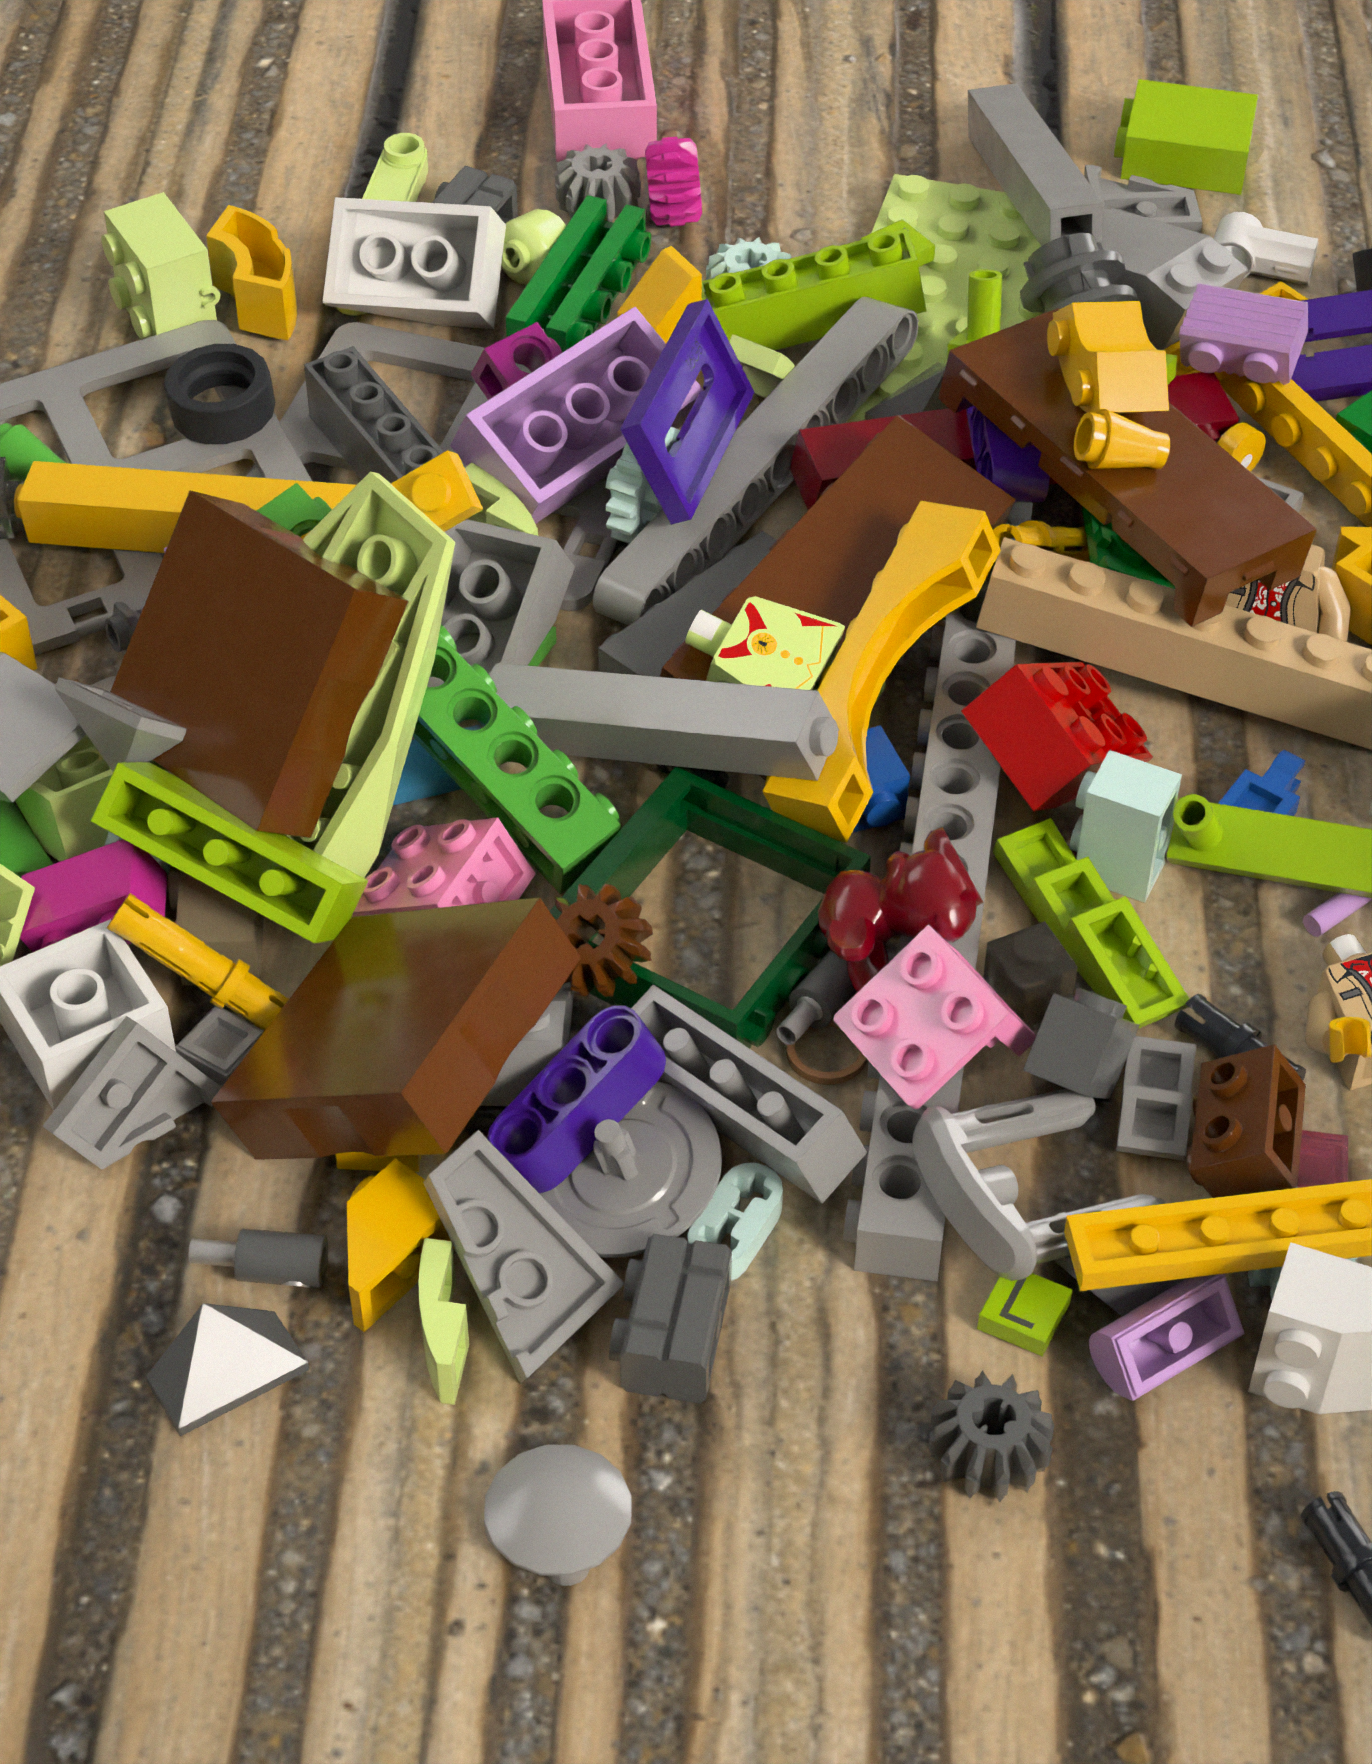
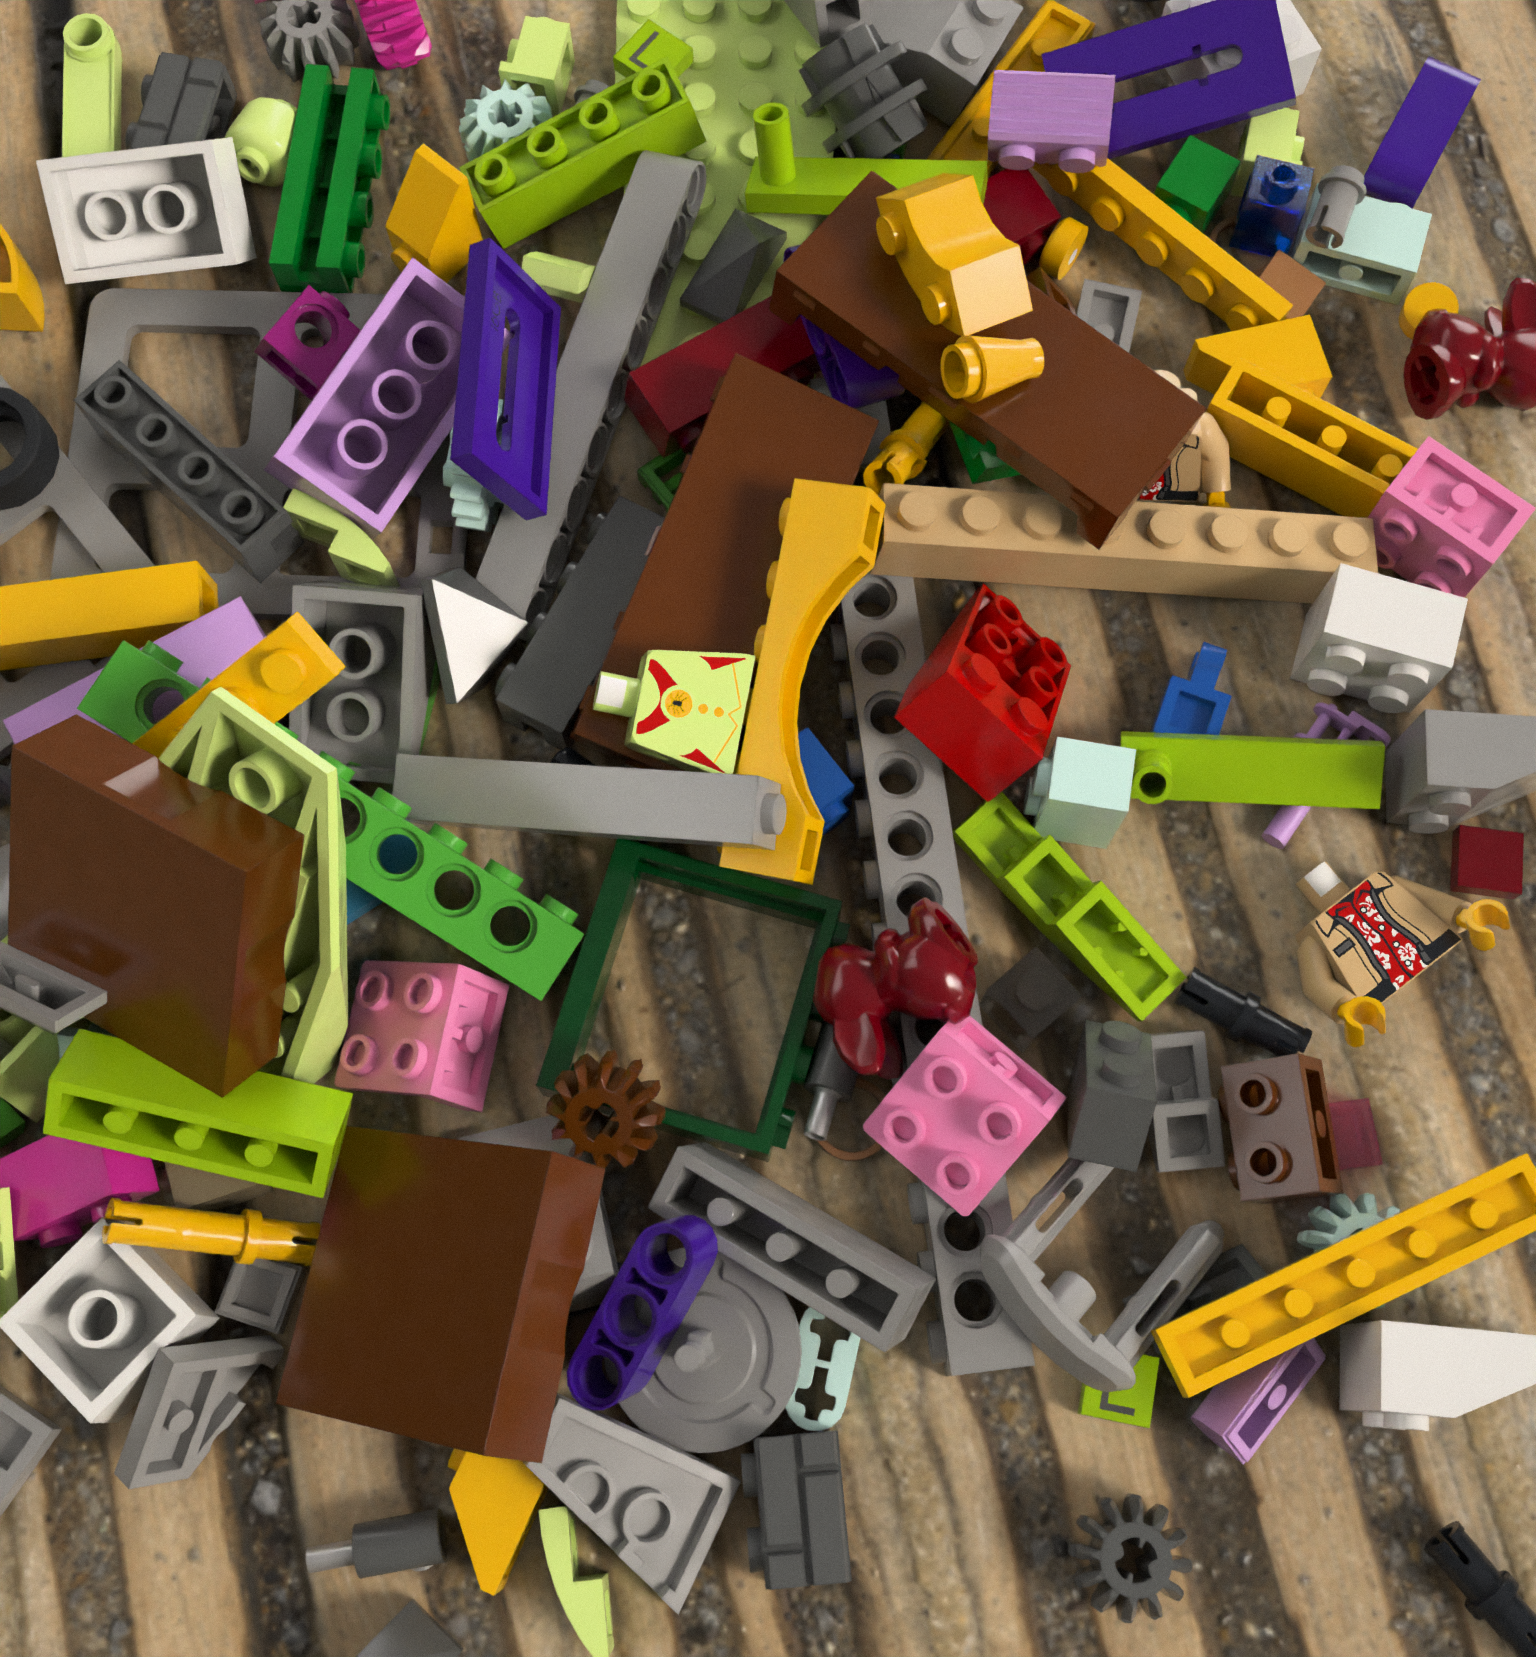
camera: 15 degrees left, 25 degrees up
(590, 599) = (468, 631): none -> slope
(798, 228) = (542, 59): none -> yellowish green brick

